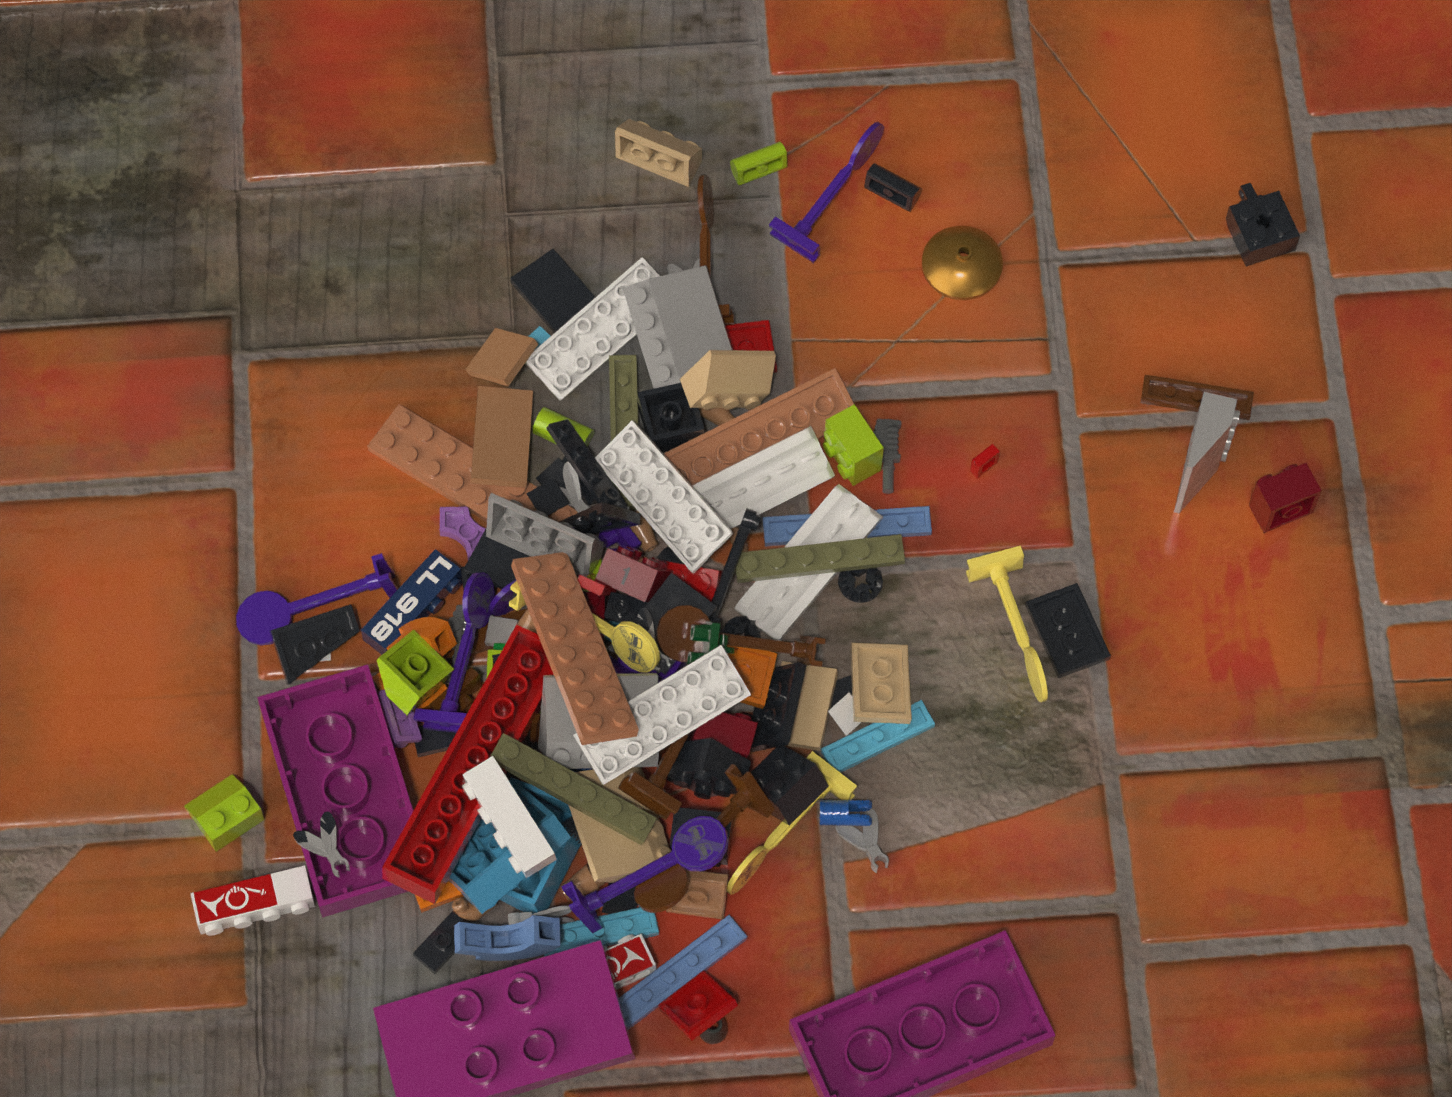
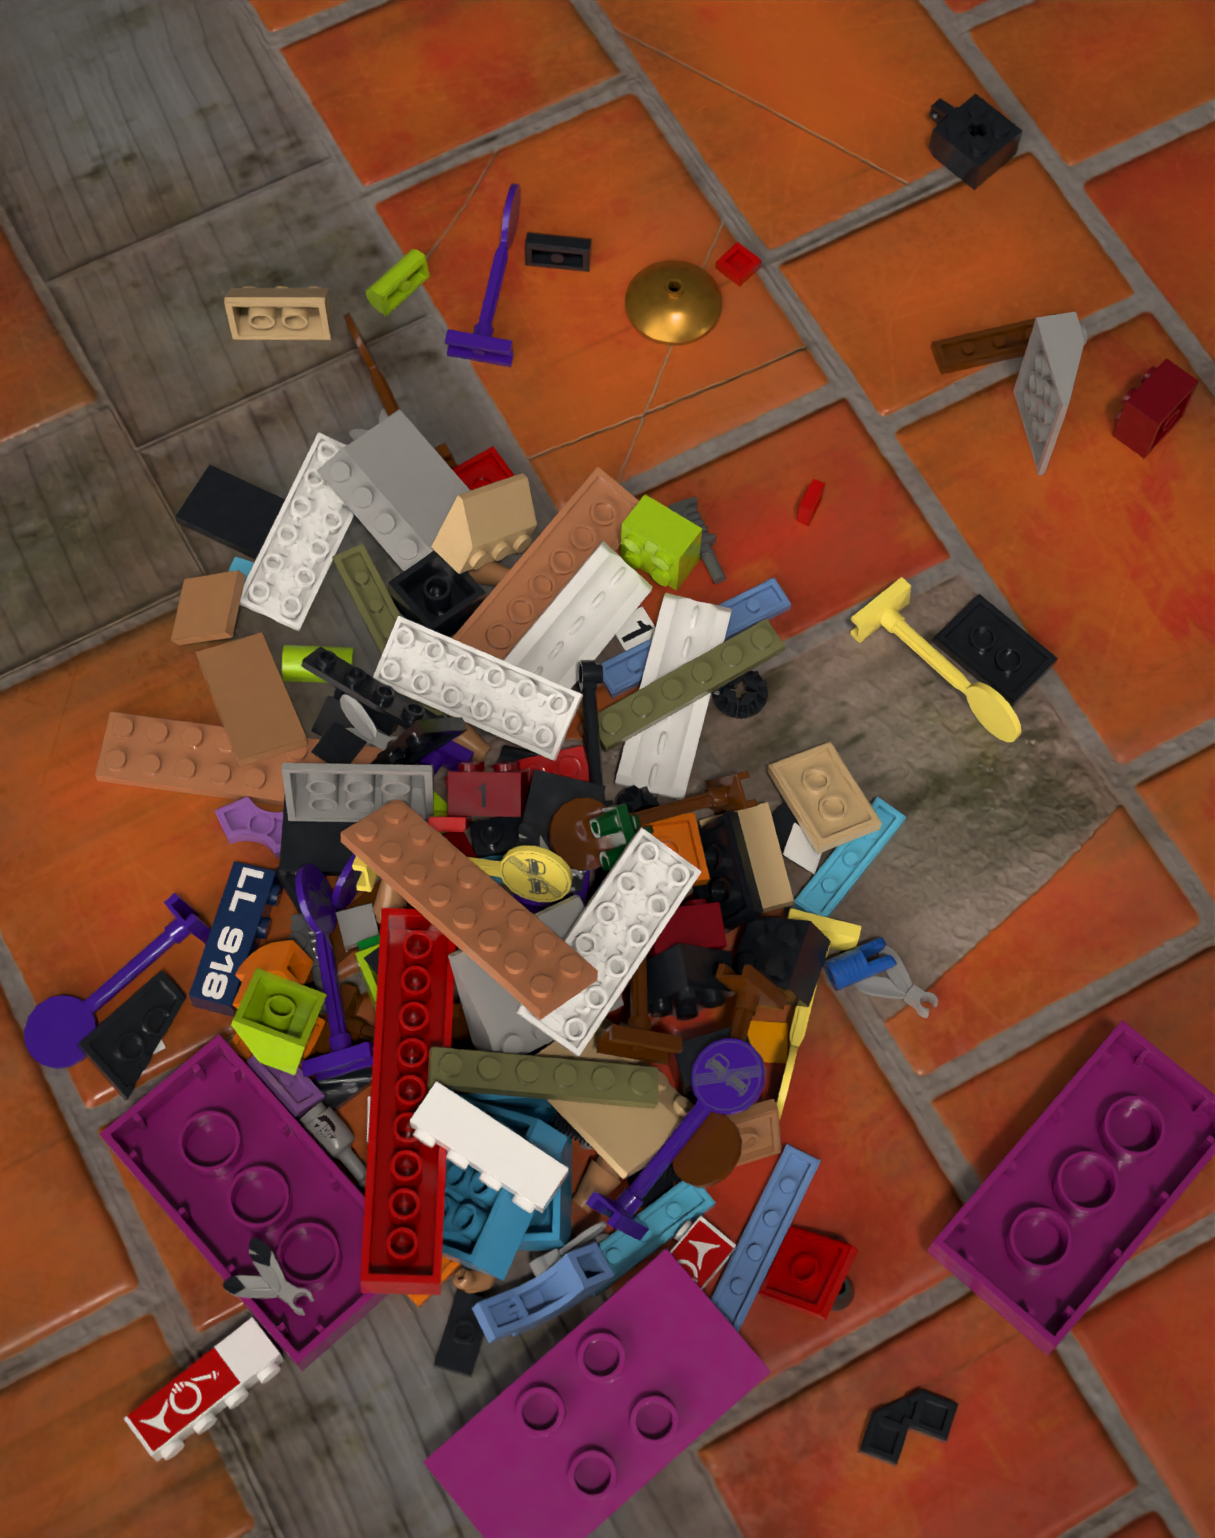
camera: 25 degrees left, 0 degrees up
(225, 812) = (119, 1293): lime slope -> none
(413, 767) = (334, 1139): none -> light grey piece
(750, 837) = (769, 1040): none -> light orange sticker
(807, 501) = (636, 629): none -> white sticker
(1027, 252) = (738, 264): none -> red tile

